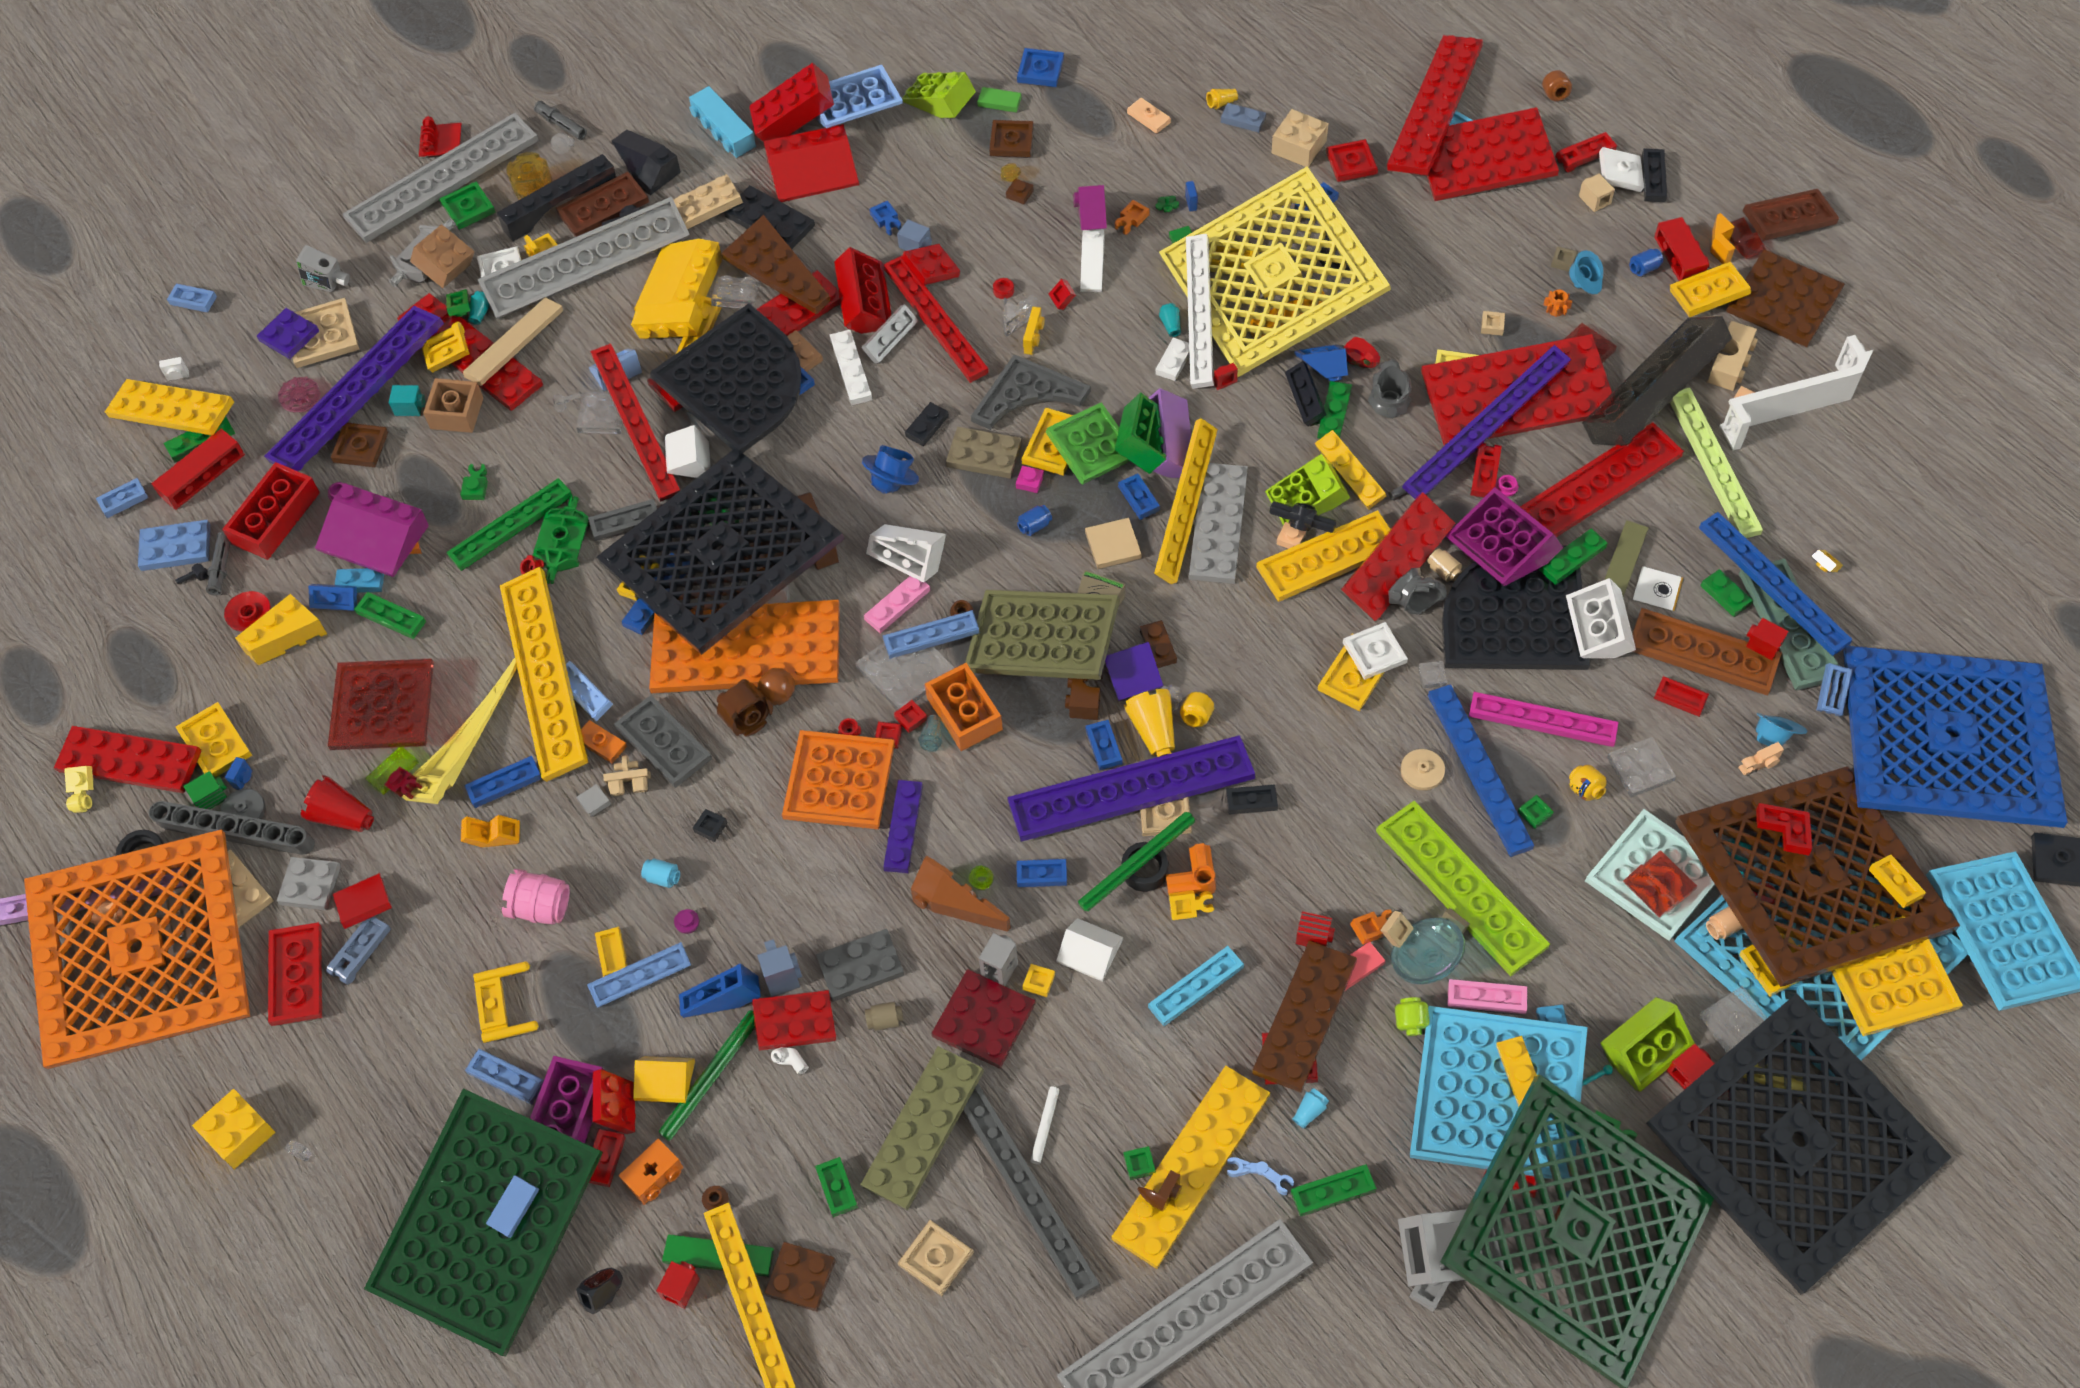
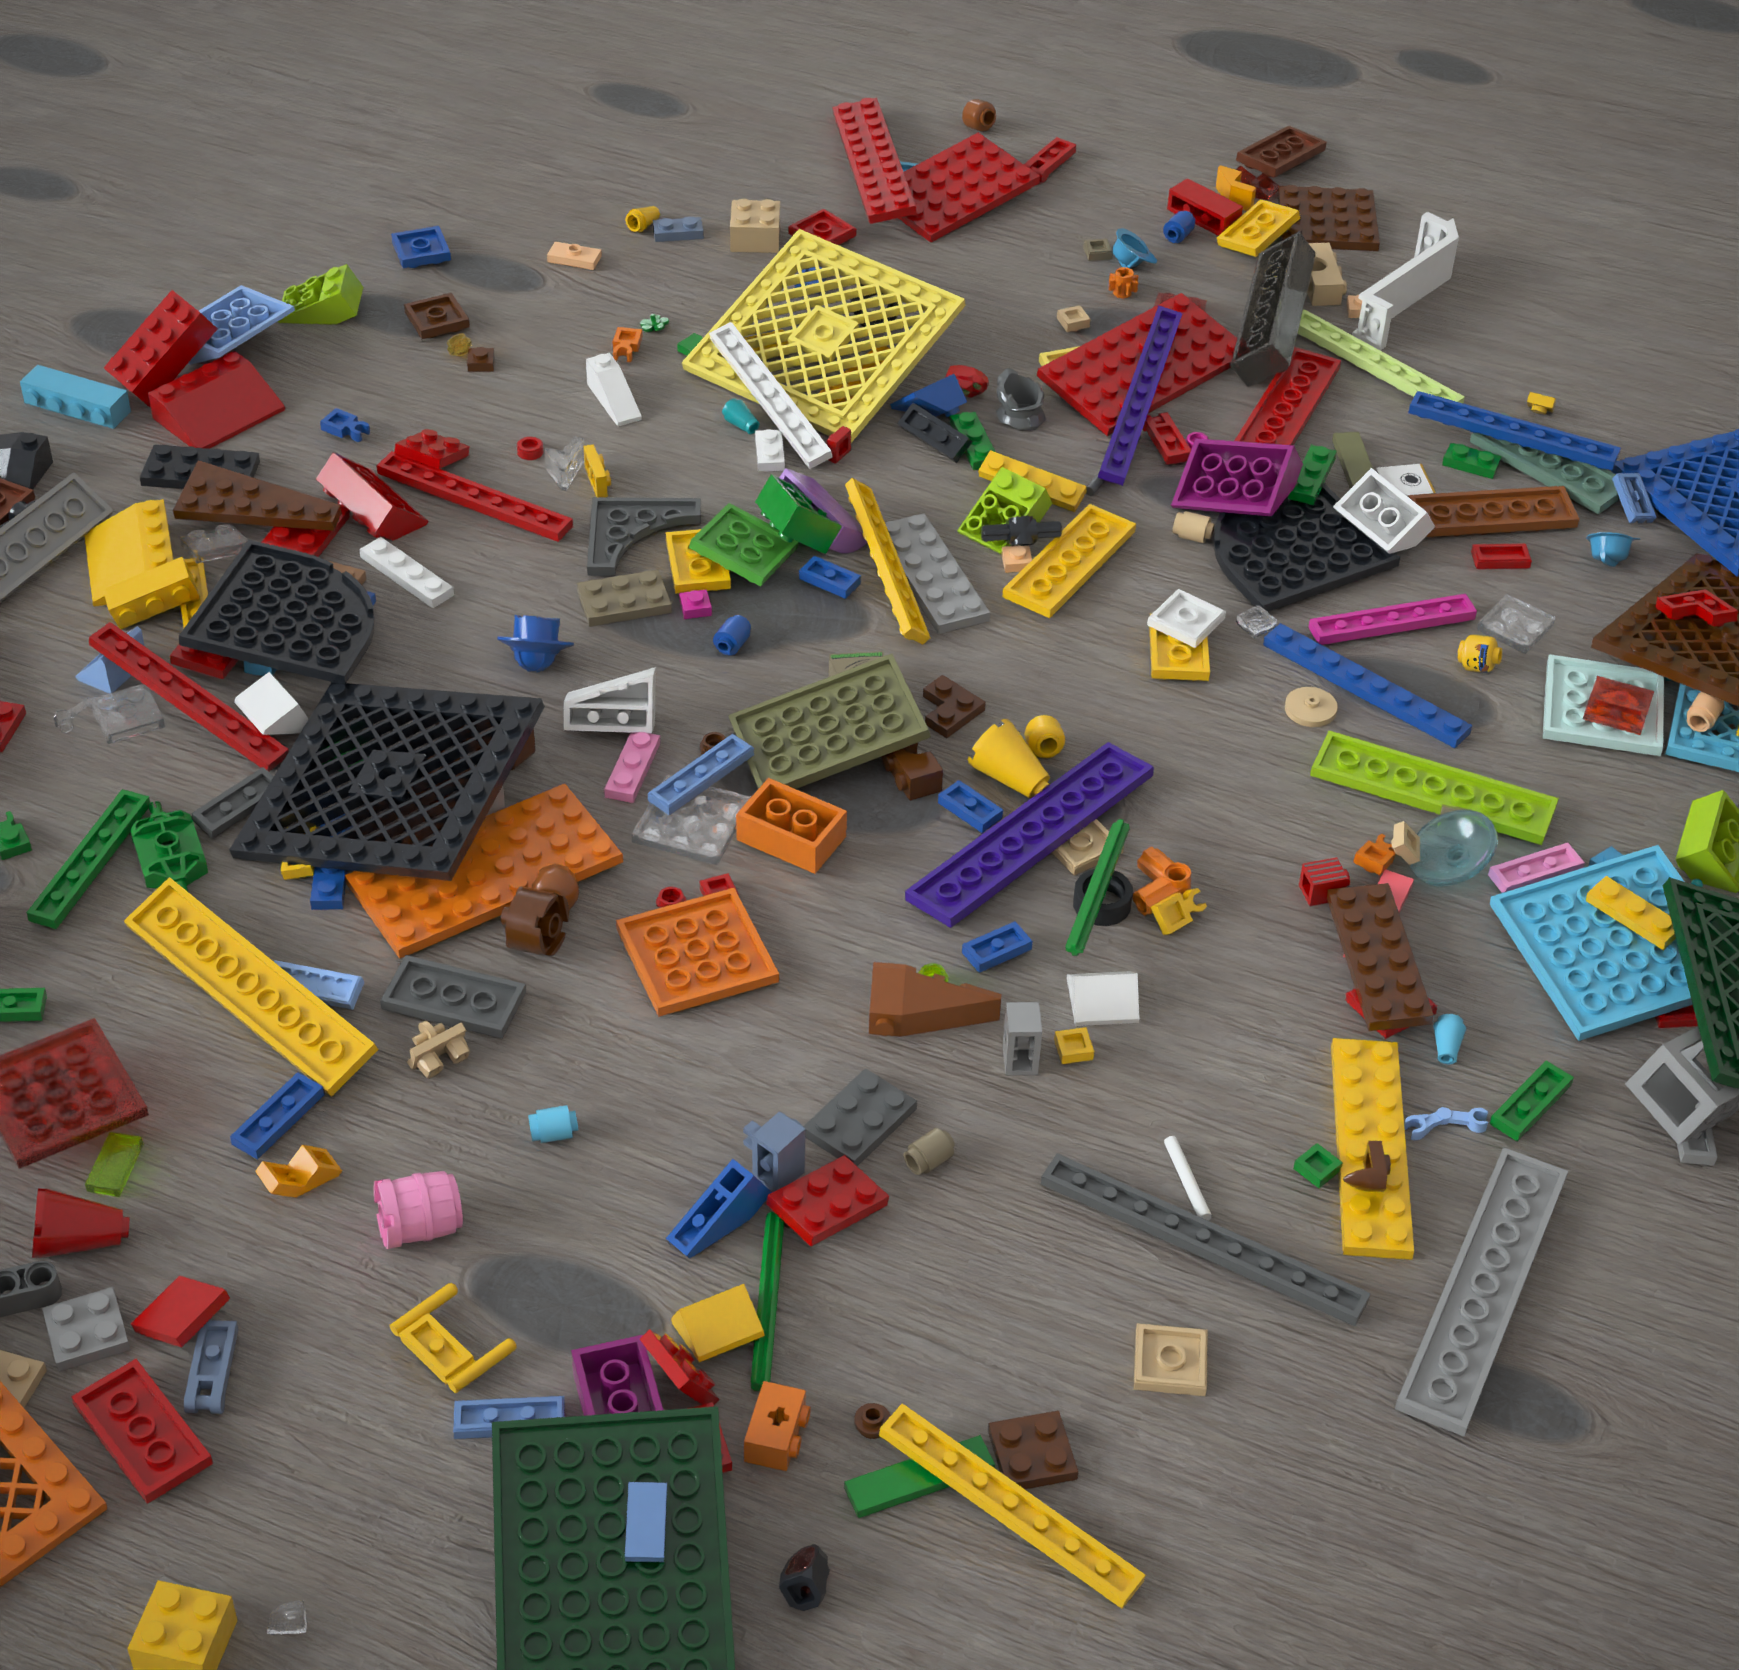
camera: 35 degrees left, 15 degrees down
(402, 783) = (143, 1164): dark red plate -> none
(446, 764) = (190, 1123): light yellow plate -> none
(529, 563) = (144, 885): red plate -> none
(593, 800) = (408, 1090): light grey tile -> none
(602, 742) = (380, 1028): orange plate -> none
(611, 950) = (550, 1233): yellow tile -> none
(639, 974) = (602, 1237): medium blue tile -> none
(678, 1283) = (898, 1524): red brick -> none
(686, 921) = (620, 1161): magenta plate -> none
(707, 201) = (118, 469): tan plate -> none
(709, 825) = (576, 1055): black plate -> none
(789, 1056) = (850, 1240): white arm -> none
(836, 1187) = (1006, 1340): green plate -> none
(889, 334) = (432, 525): light grey plate -> none
(903, 826) = (805, 968): dark purple plate -> none
(910, 716) = (734, 861): red plate -> none
(913, 236) = (392, 429): sand blue brick -> none
(922, 1128) = (1060, 1238): olive plate -> none
(926, 424) = (537, 594): black plate -> none
(930, 737) = (772, 870): clear light blue cone -> none
(983, 1018) = (1040, 1109): dark red plate -> none
(999, 99) = (394, 288): bright green tile -> none
(1062, 294) = (603, 430): red plate -> none
(1091, 207) = (583, 334): magenta wedge -> none
(1113, 543) = (833, 628): tan tile -> none
(1133, 671) = (953, 727): dark purple tile -> none
(1191, 196) = (678, 306): blue tile -> none
(1195, 986) = (1243, 981): medium azure plate -> none
(1251, 799) = (1165, 794): black plate -> none
(1402, 548) = (1142, 534): red plate -> none
(1412, 1016) = (1481, 913): lime head -> none
(1416, 592) = (1187, 554): dark grey piece -> none
(1535, 811) = (1449, 698): green tile -> none
(1596, 192) = (1086, 186): tan brick -> none
(1621, 169) = (1095, 162): white plate -> none
(1654, 175) = (1129, 159): black plate -> none
(1766, 638) = (1545, 474): red brick -> none
(1766, 757) = (1621, 573): light nougat plate -> none

